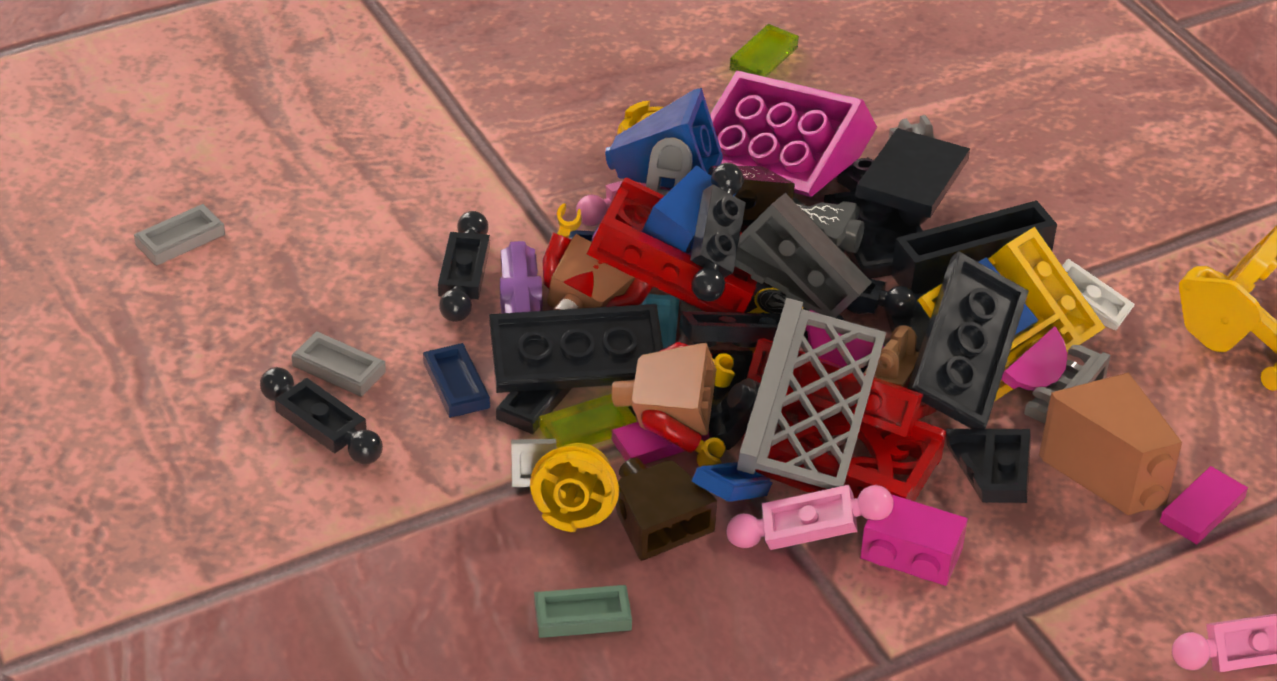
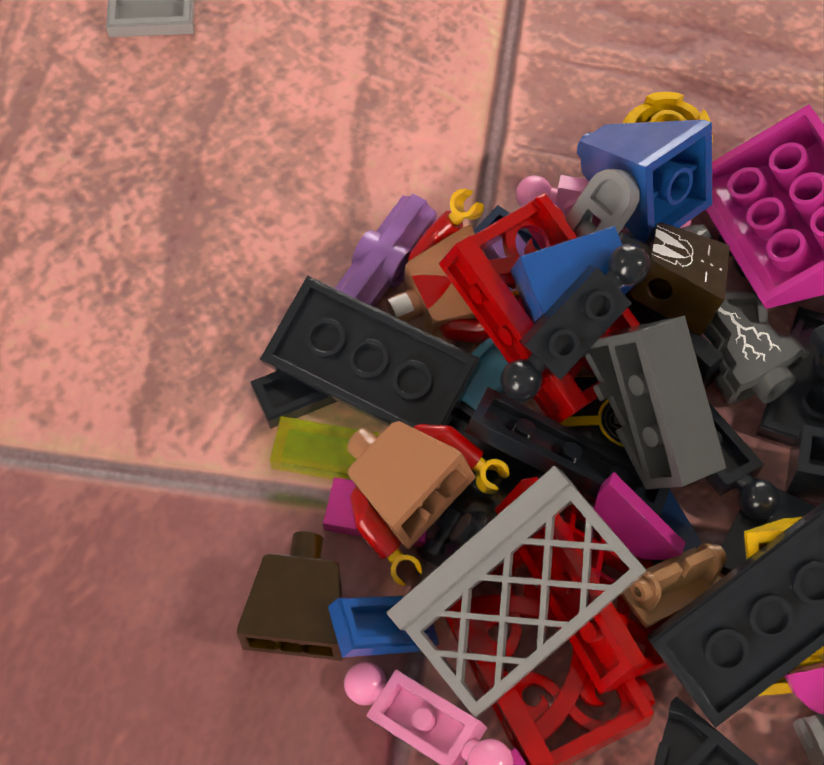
camera: 40 degrees right, 20 degrees up
(321, 415) = (91, 295): black plate -> none
(338, 363) = (163, 240): light grey tile -> none
(456, 380) = (248, 322): dark blue tile -> none
(463, 266) = (360, 192): black plate -> none
(525, 455) = (225, 471): light grey tile -> none
(574, 487) = (226, 530): yellow cone -> none
(582, 611) = (133, 676): sand green tile -> none

